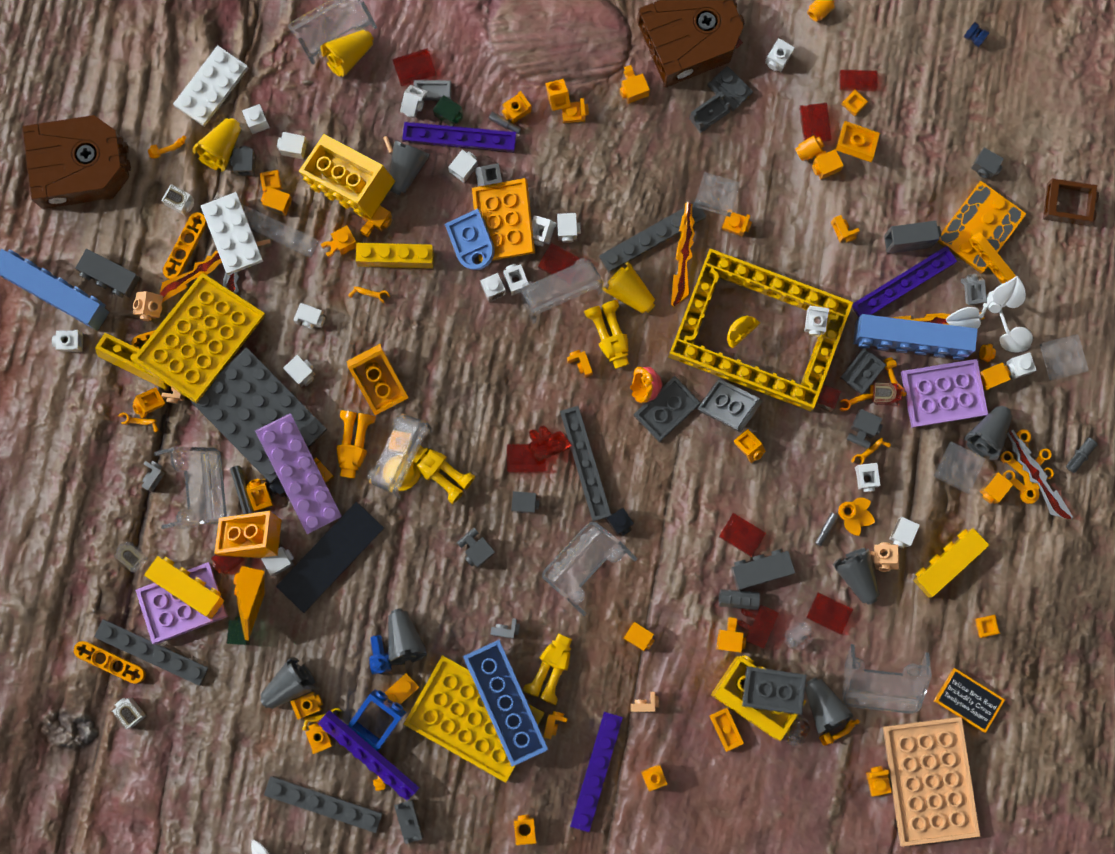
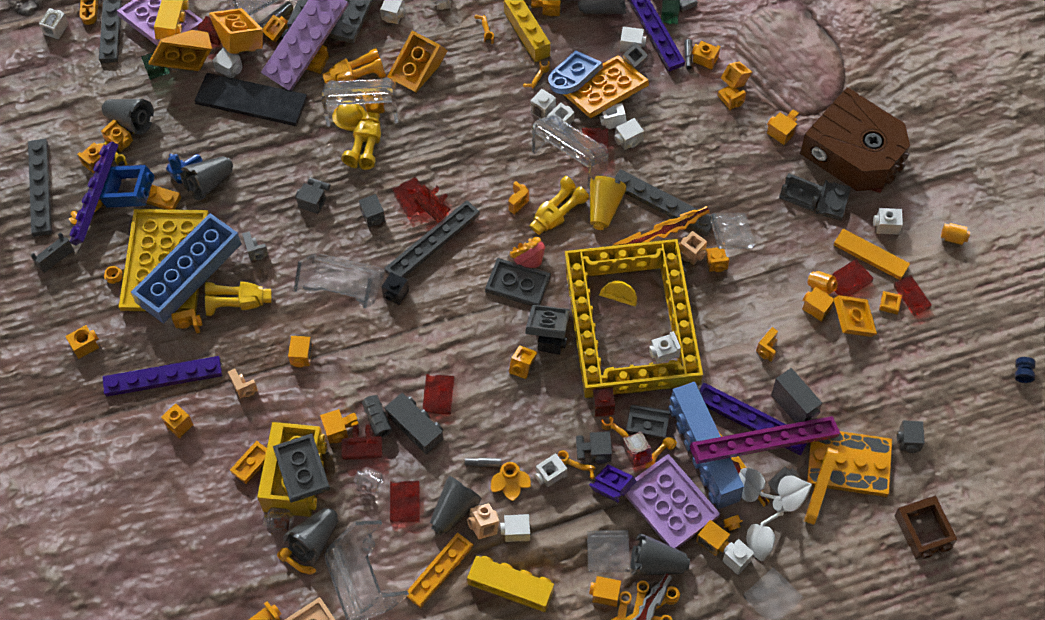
camera: 65 degrees right, 20 degrees down
(456, 278) = (542, 69): none -> light orange piece
(469, 773) = (113, 270): none -> light orange plate
(721, 233) = (693, 248): none -> light nougat brick
(801, 89) = (871, 254): none -> light orange tile
(905, 615) = (439, 570): none -> light orange tile
(907, 431) = (612, 483): none -> dark purple plate
(943, 288) = (764, 440): none -> magenta plate

